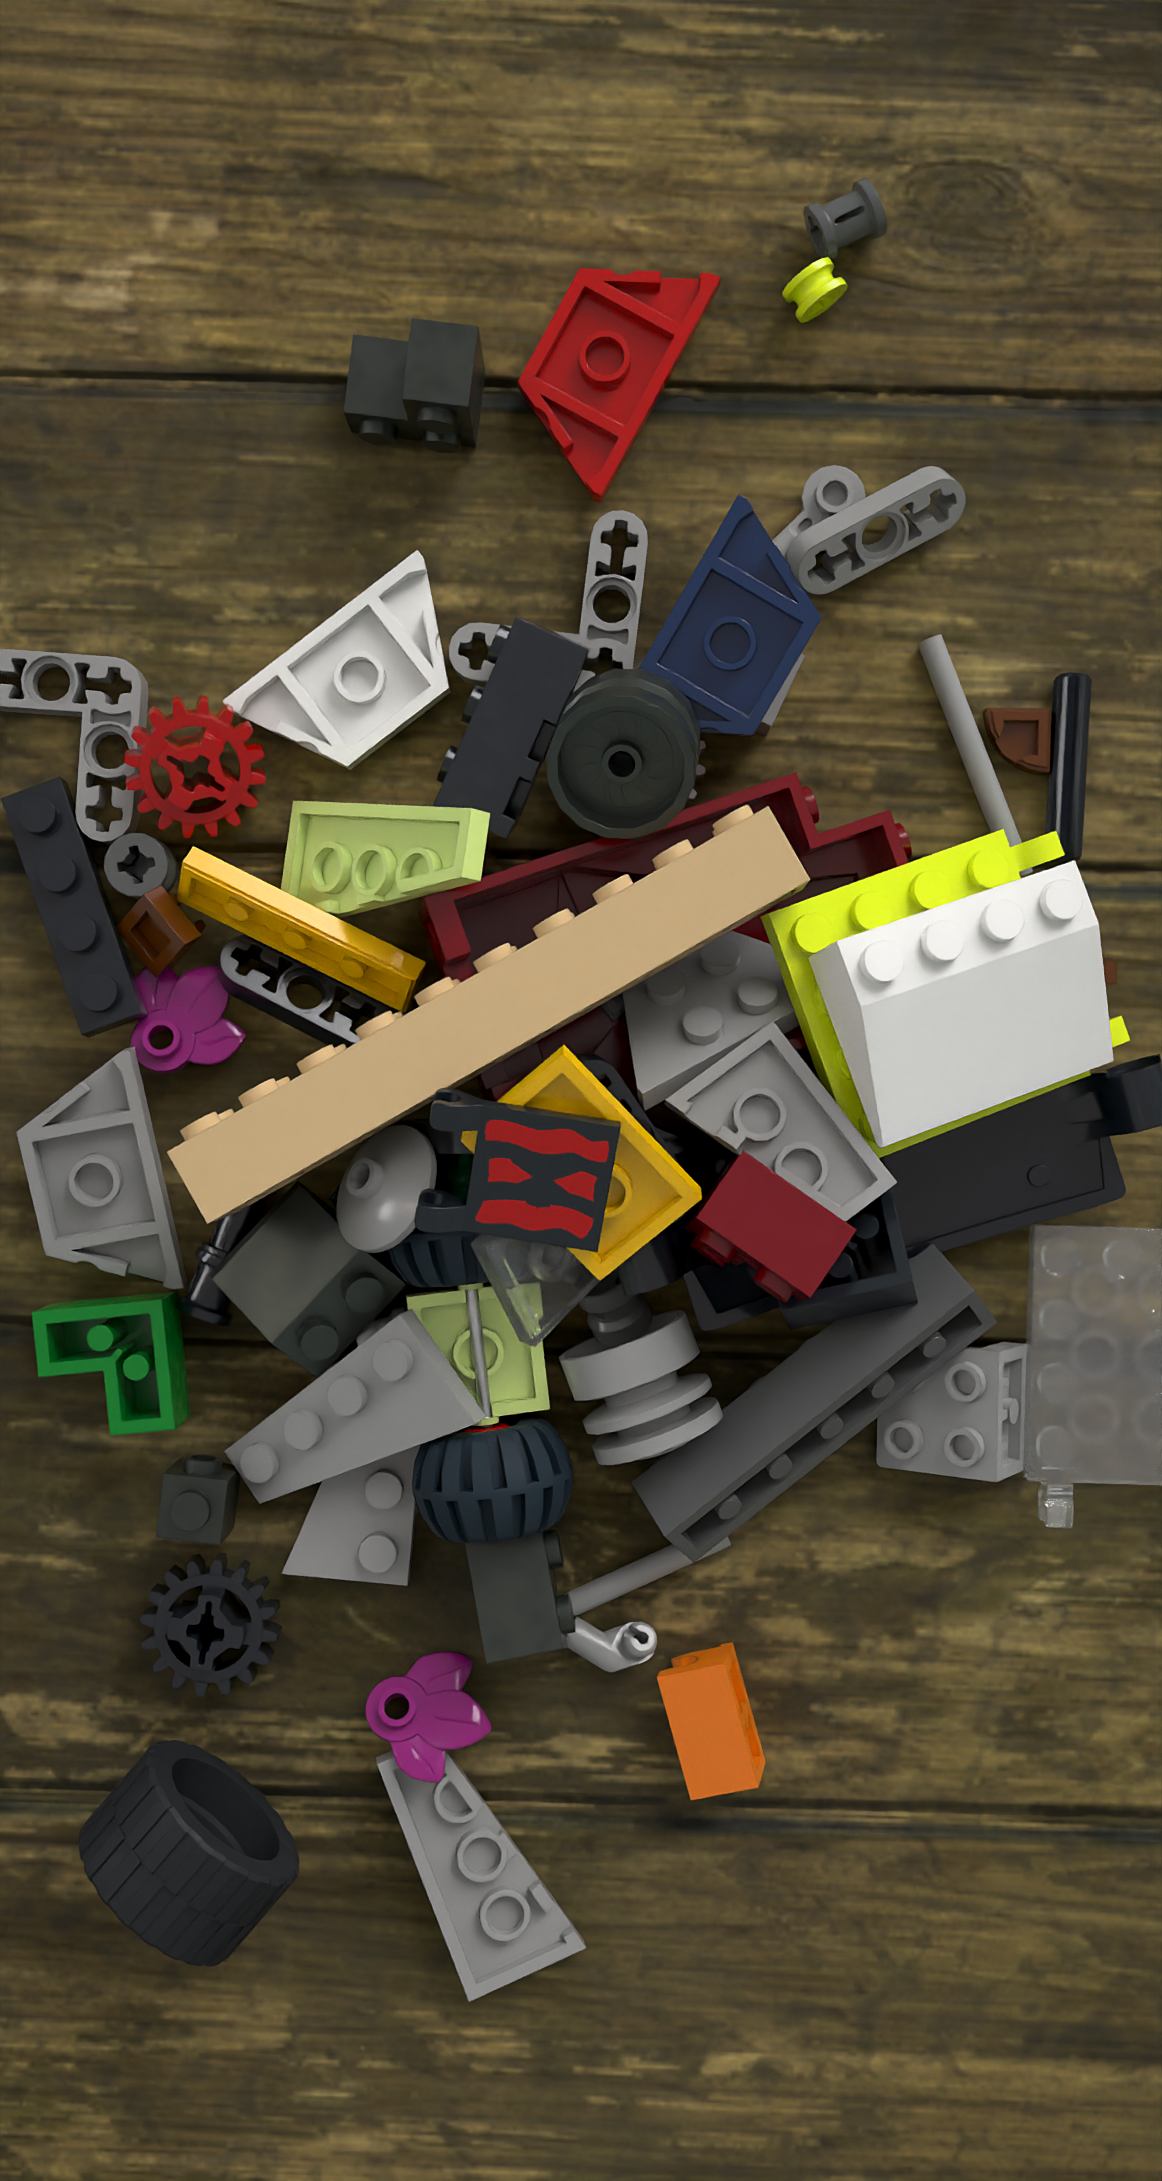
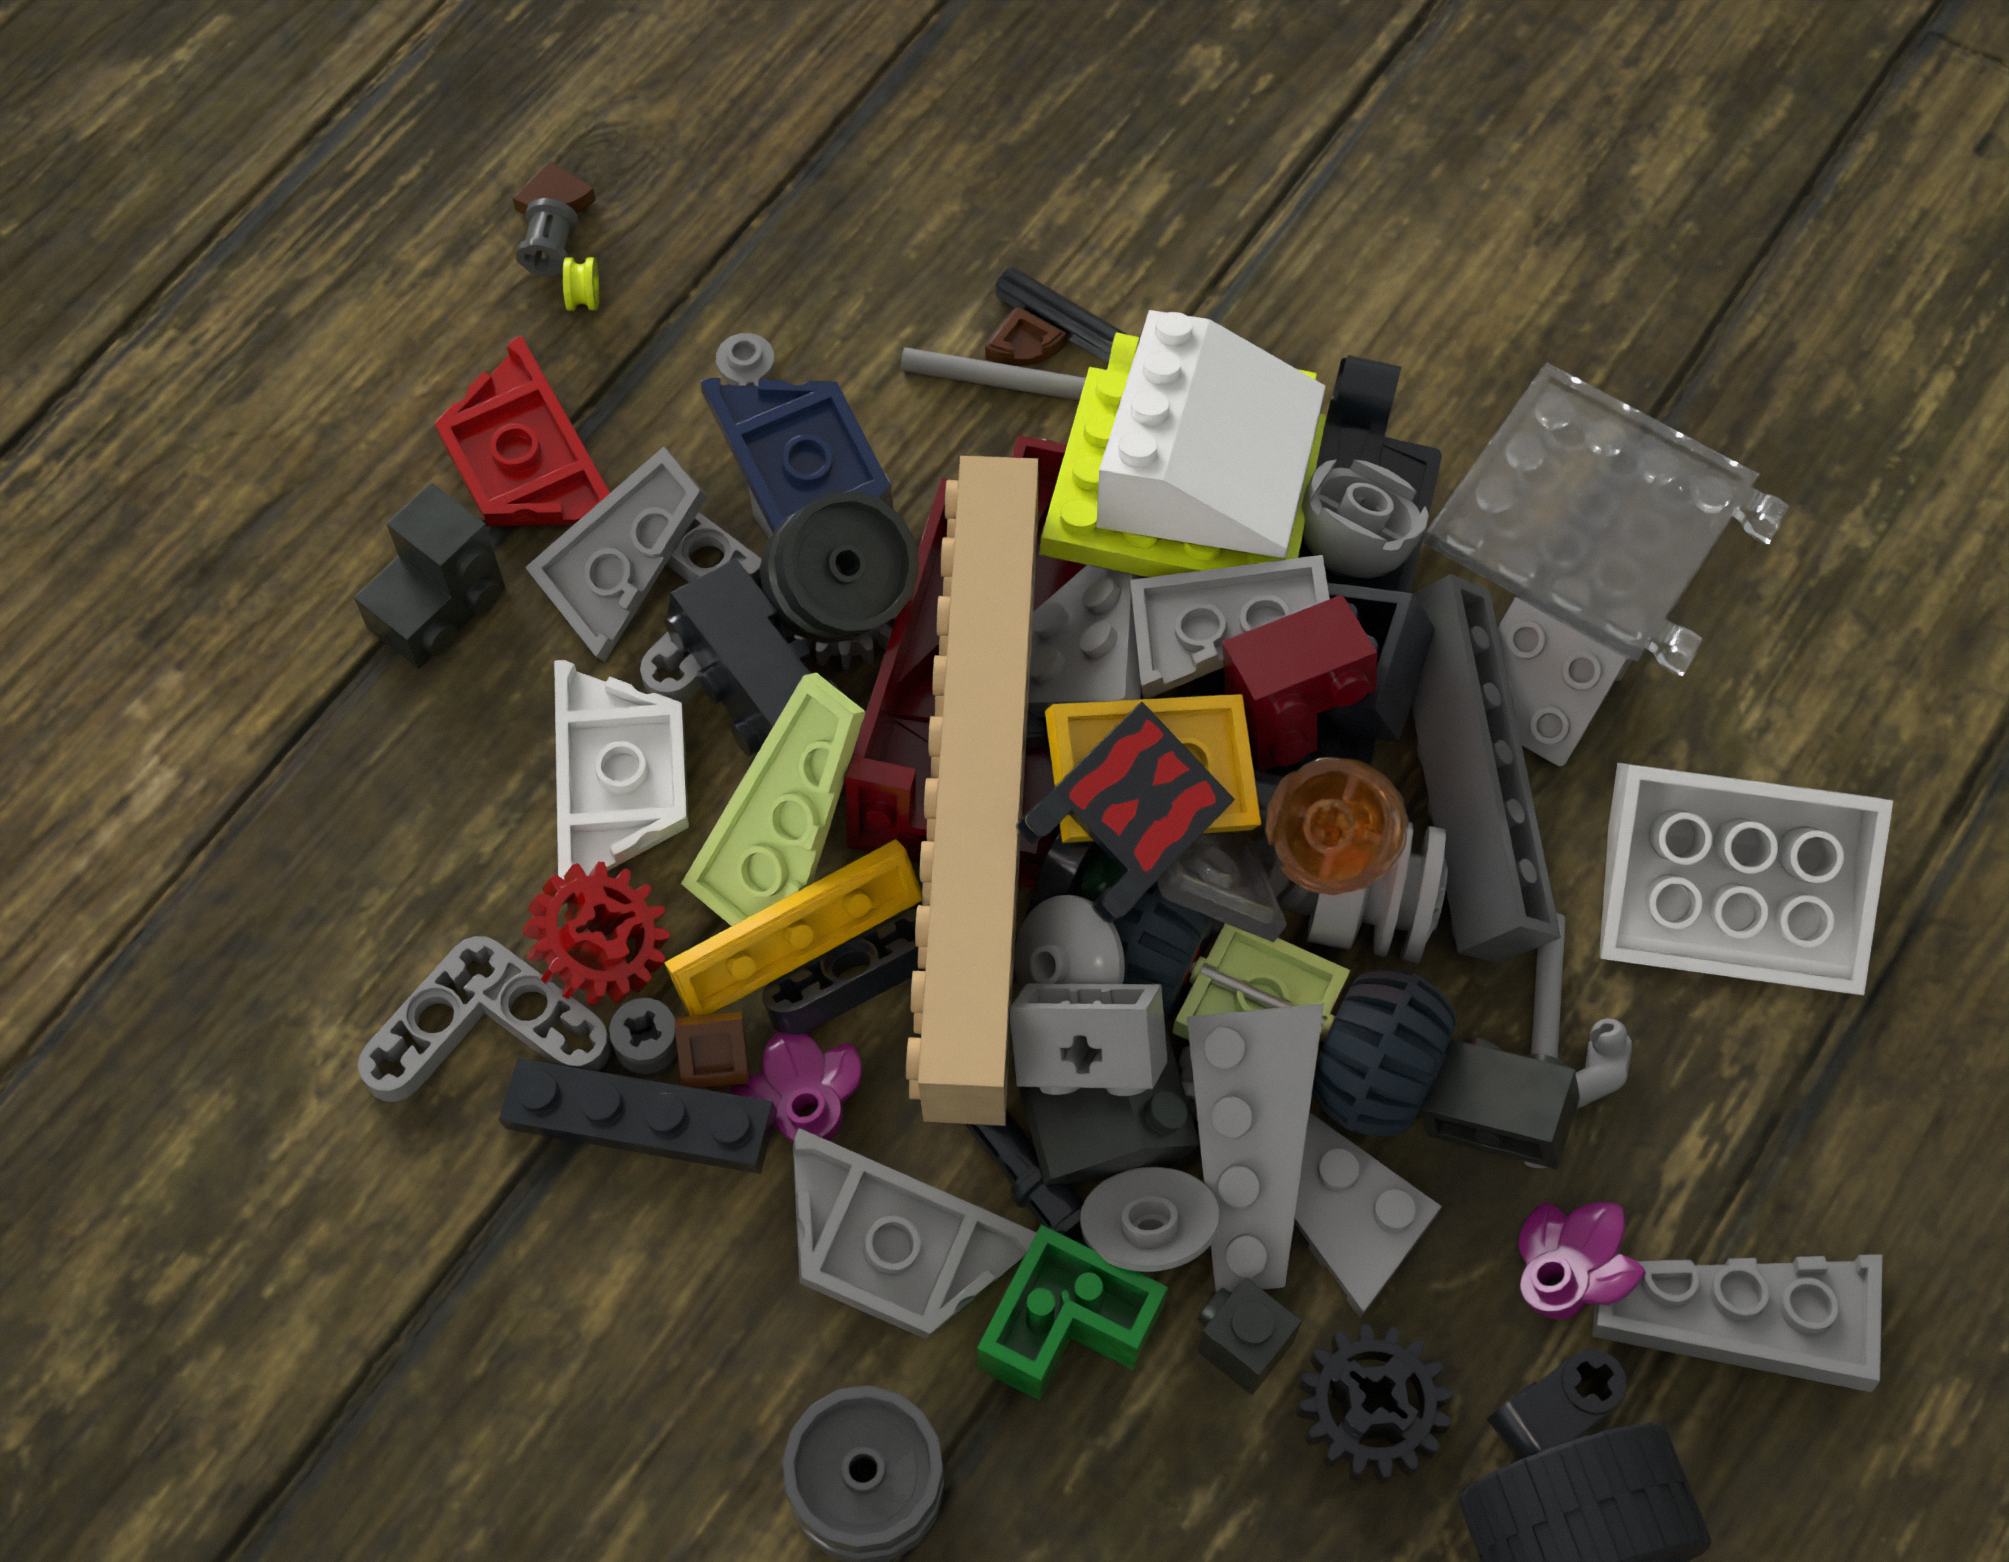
camera: 55 degrees left, 25 degrees down
(234, 1346) = (1150, 1219): none -> light grey dish
(288, 1764) = (1552, 1409): none -> black piece
(318, 1252) = (1089, 1037): none -> light grey brick
(555, 529) = (618, 550): none -> light grey wing
(618, 1360) = (1337, 825): none -> clear orange cylinder
(712, 1722) = (1721, 1015): orange hinge -> none
(863, 1674) = (1743, 878): none -> white slope
(900, 537) = (806, 323): light grey beam -> none
(903, 187) = (555, 184): none -> reddish brown tile
(992, 1175) = (1361, 519): none -> light grey cylinder

